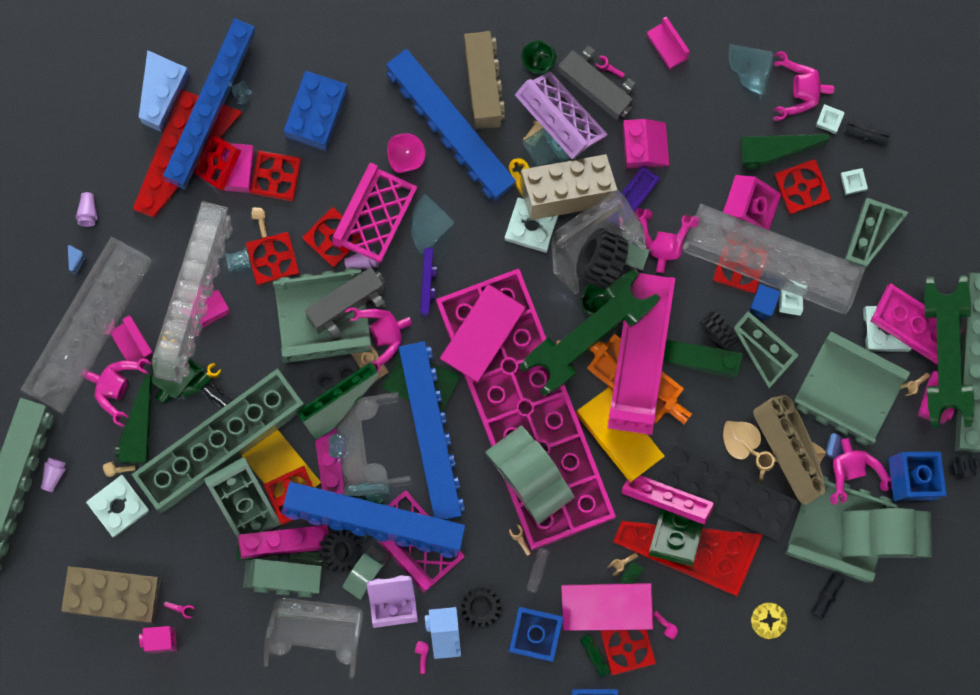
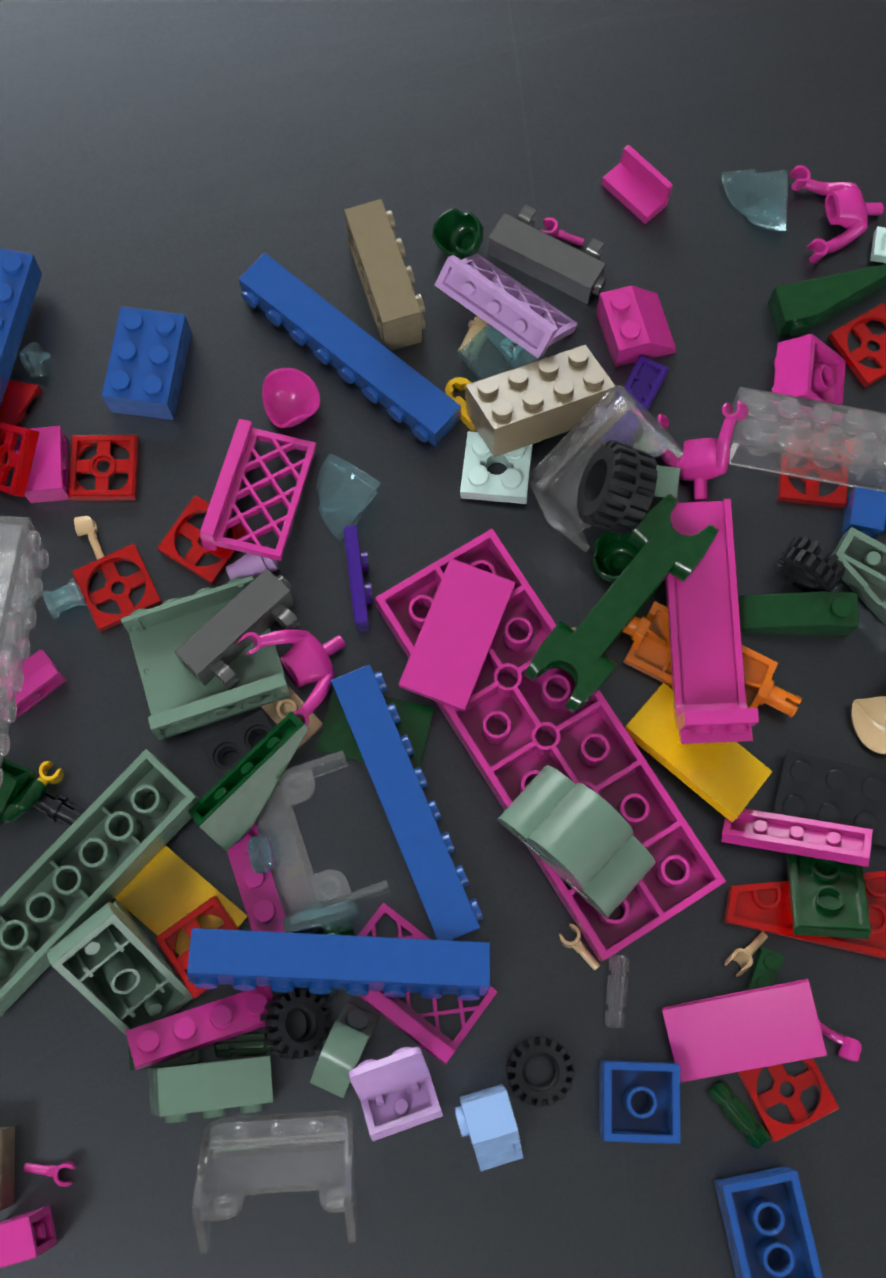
camera: 10 degrees left, 5 degrees down
(422, 648) = (459, 1159): dark pink hand -> none

